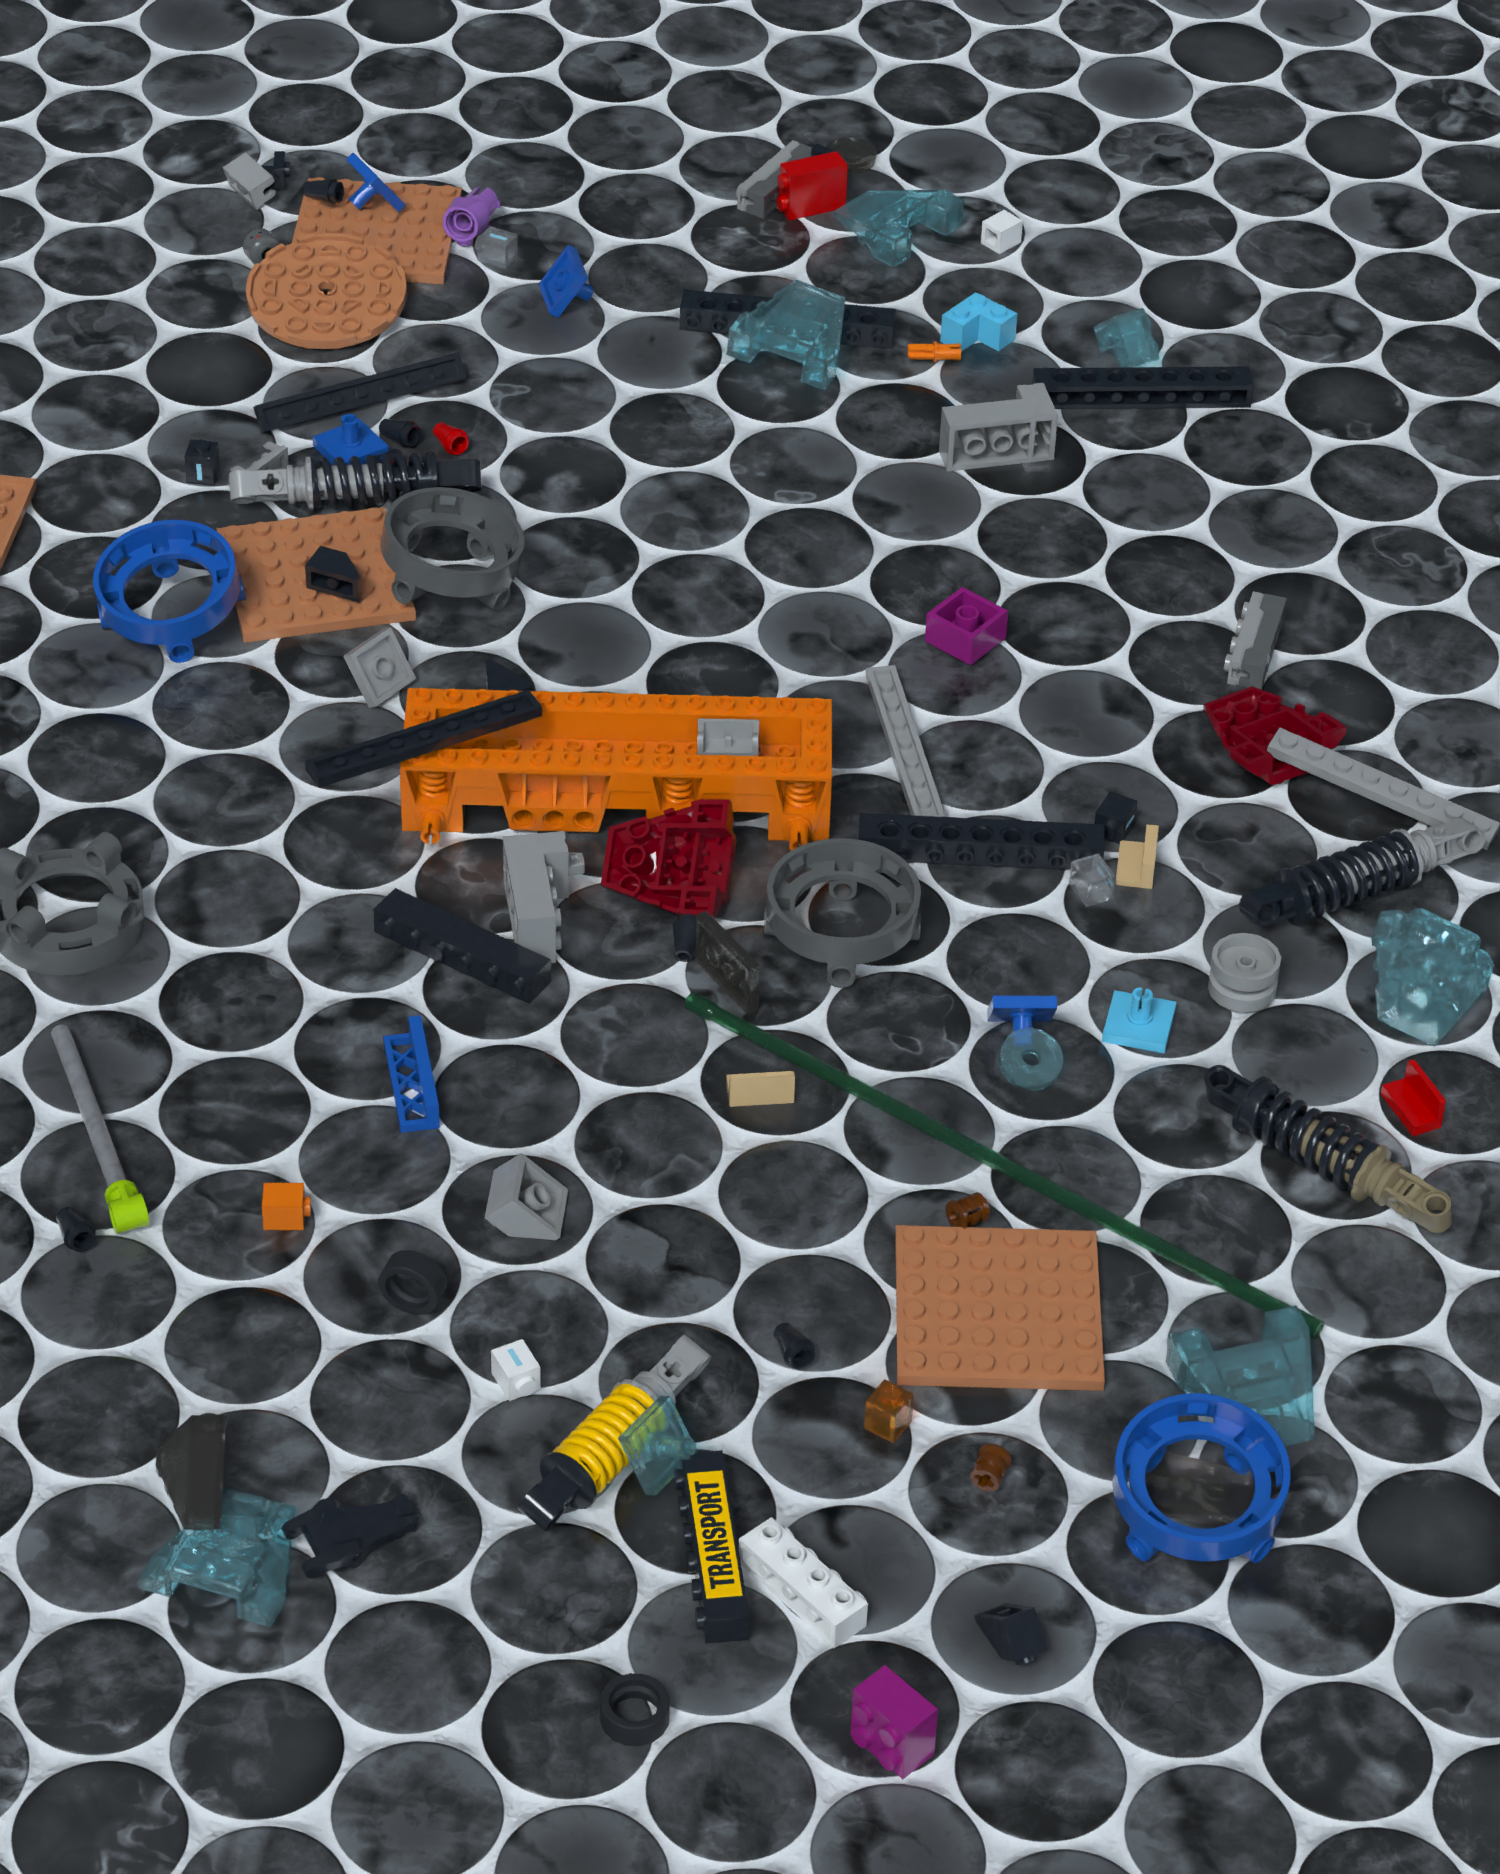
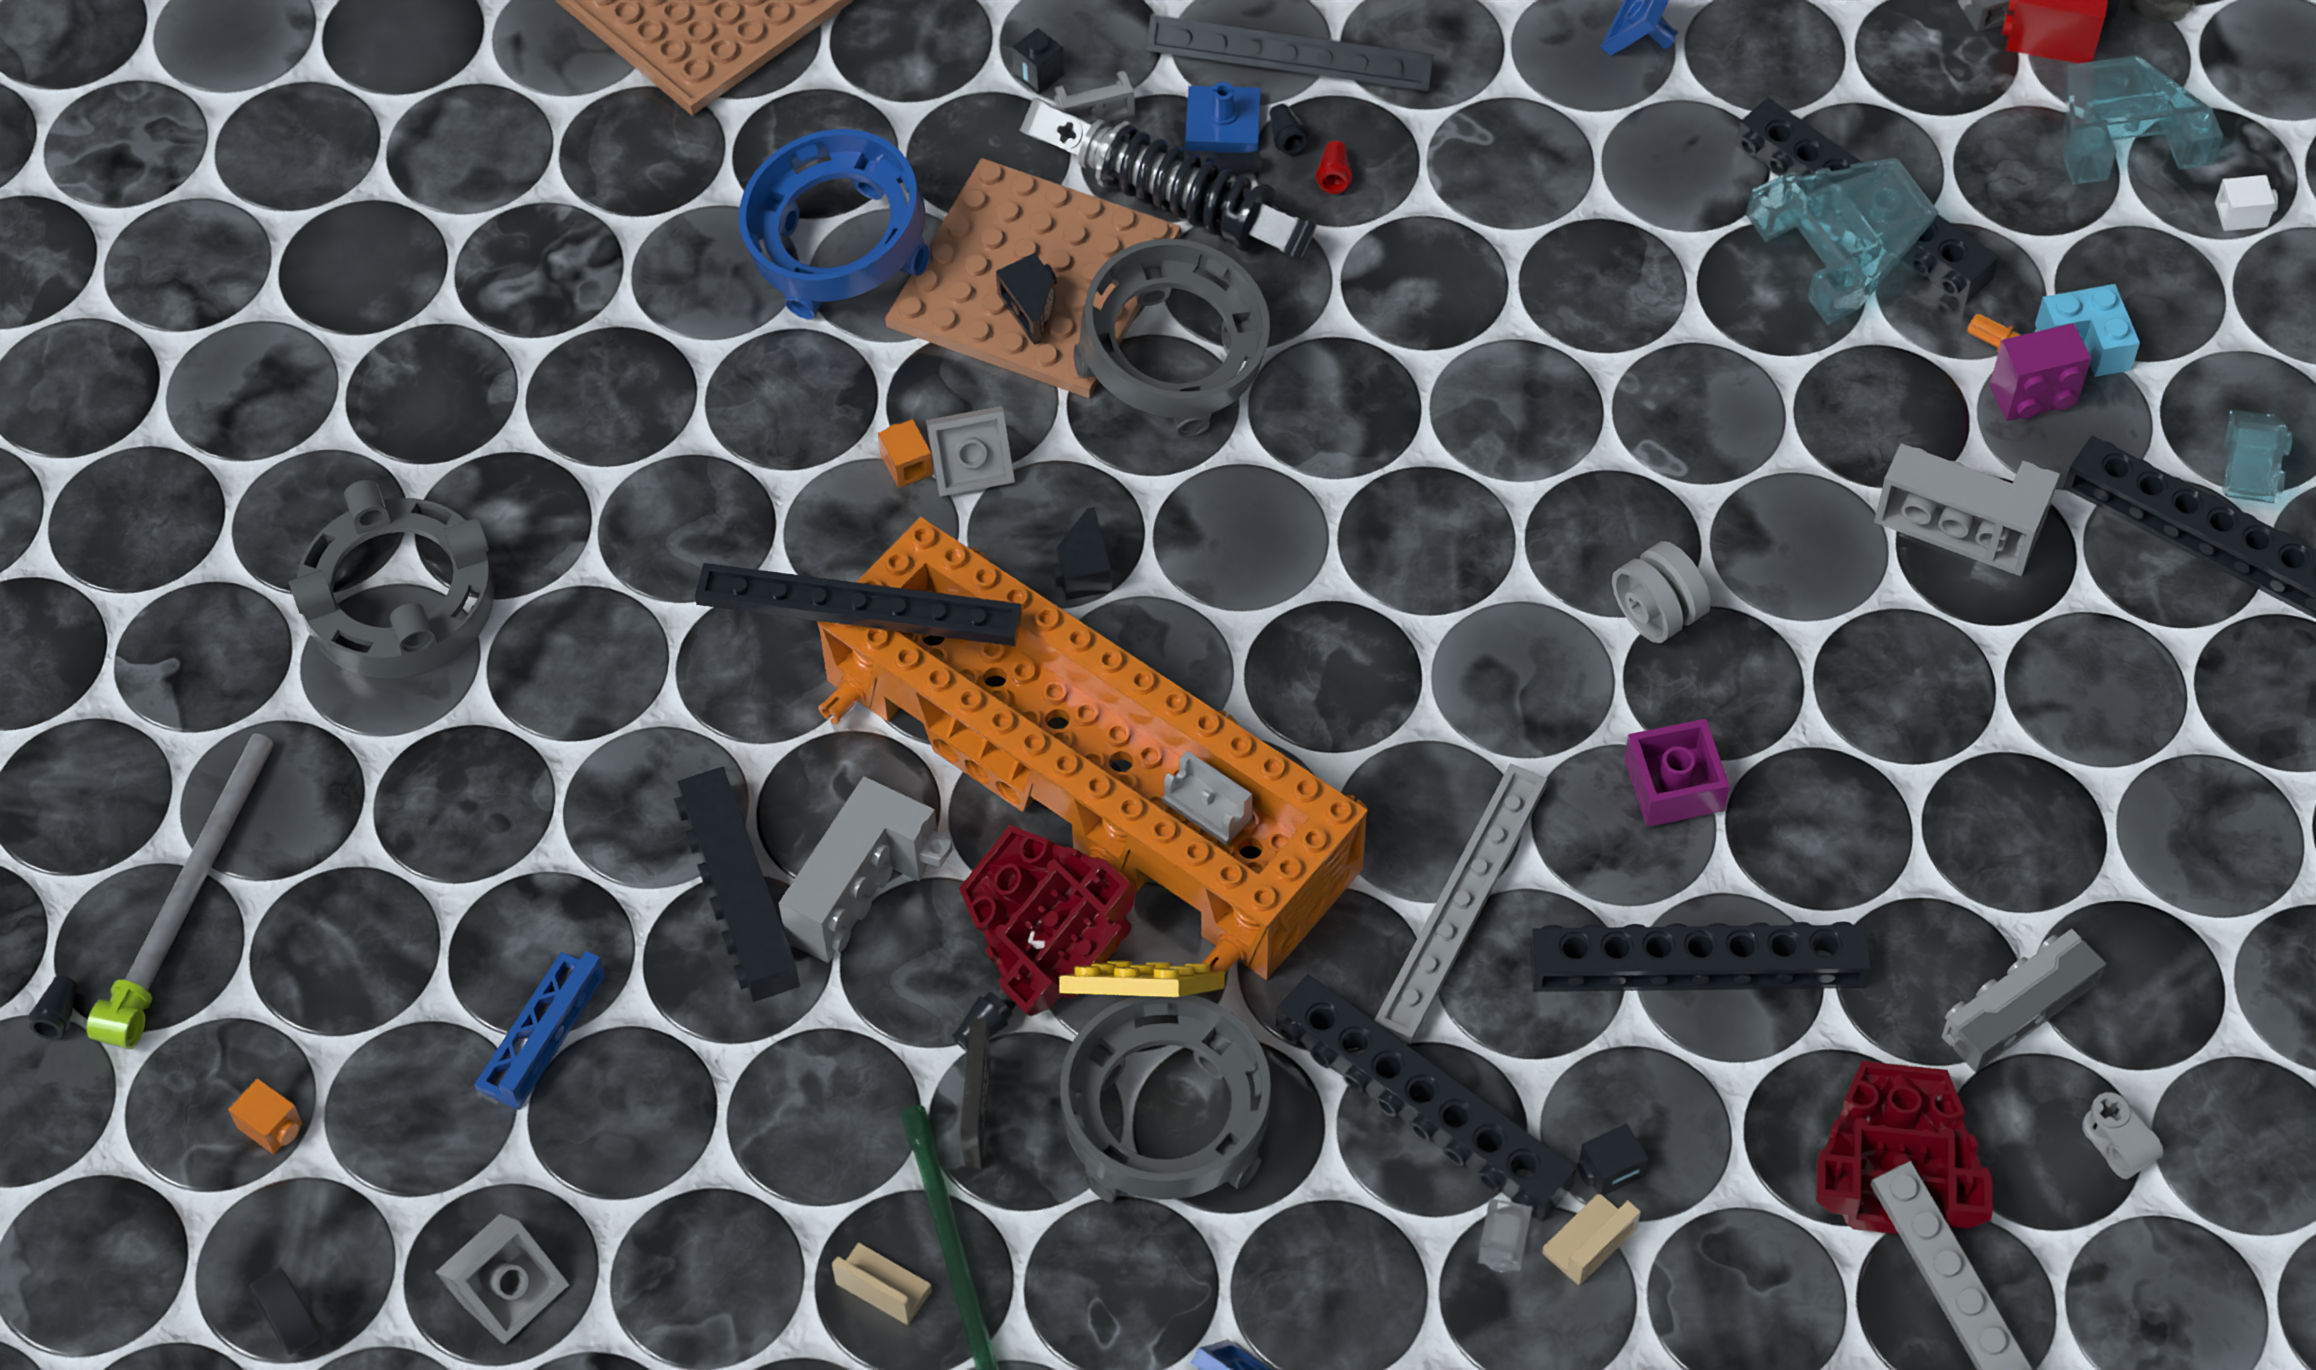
camera: 40 degrees right, 15 degrees up
(333, 692) = (905, 453): none -> orange brick
(755, 863) = (1142, 979): none -> yellow plate
(871, 545) = (1661, 591): none -> light grey wheel
(975, 352) = (2040, 372): none -> magenta brick
(1064, 706) = (1681, 970): none -> black brick
(1368, 675) = (2121, 1137): none -> light grey piece

